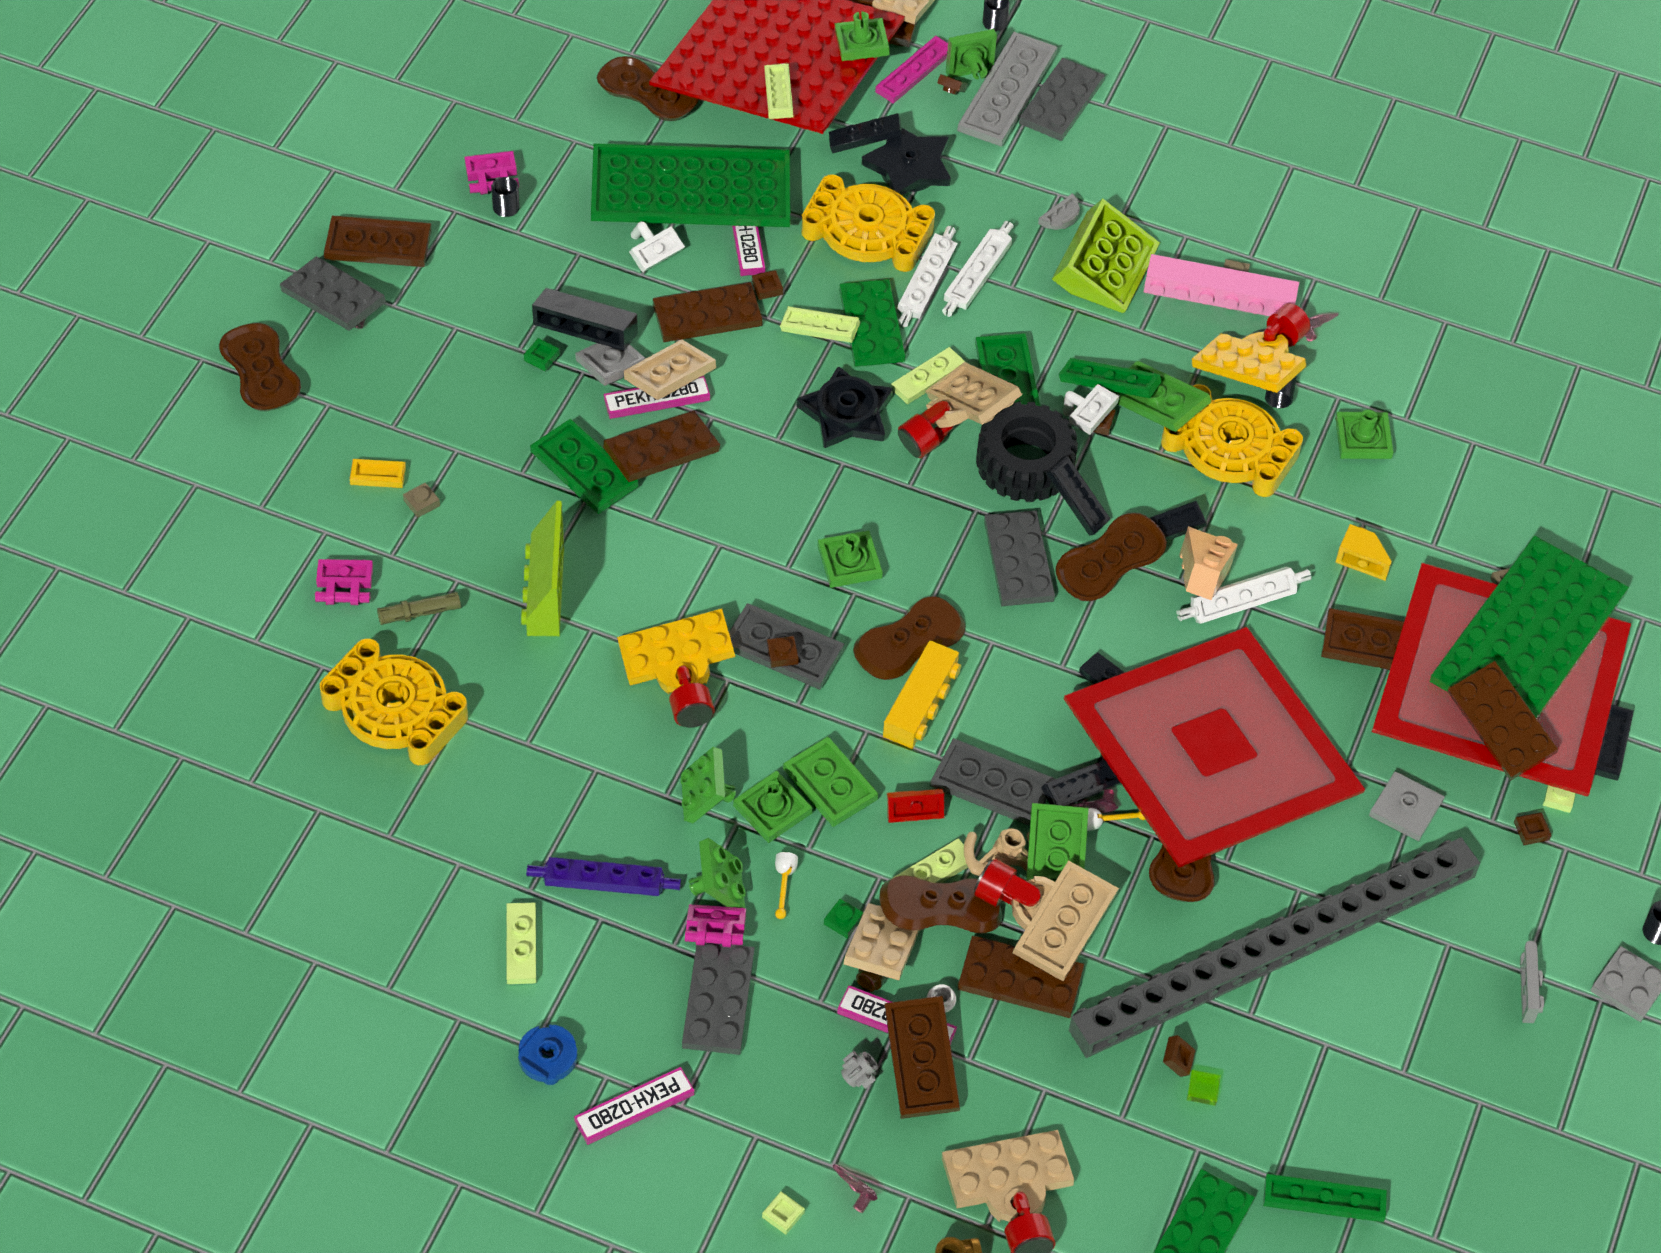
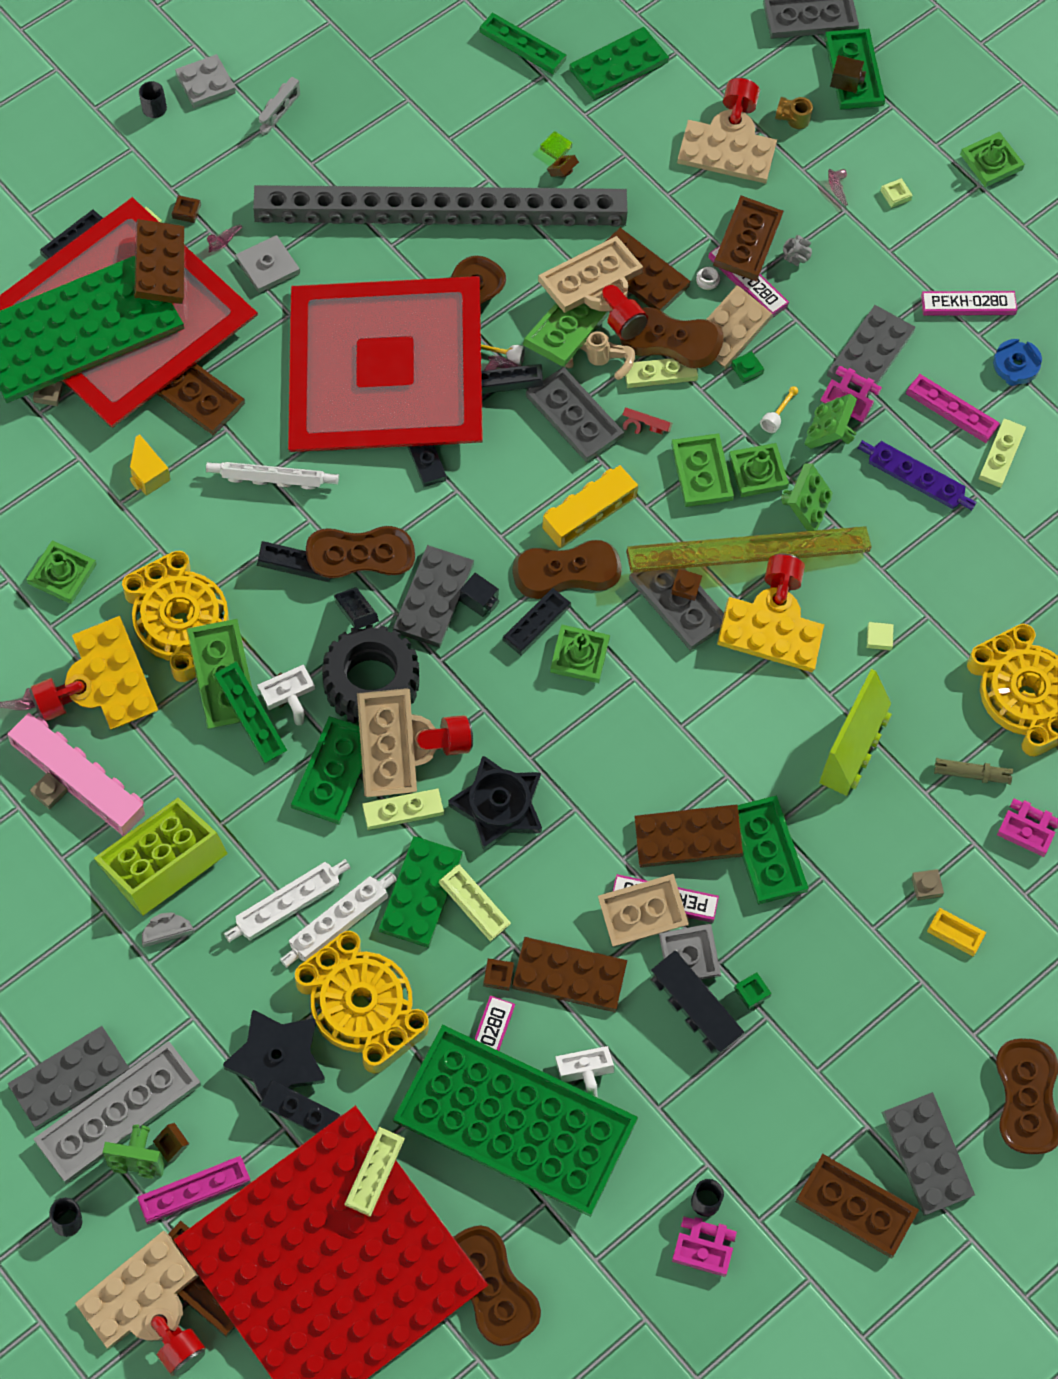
camera: 155 degrees left, 10 degrees up
(567, 698) = (880, 636): none -> yellowish green tile
(597, 971) = (952, 408): none -> dark pink tile
(737, 713) = (747, 549): none -> clear yellow plate
(861, 38) = (247, 1205): bright green plate -> none
(907, 571) = (536, 621): none -> black plate
(975, 568) = (479, 595): none -> black brick
(1205, 561) = (291, 496): light nougat wedge -> none
(1472, 811) = (219, 241): none -> clear pink bar

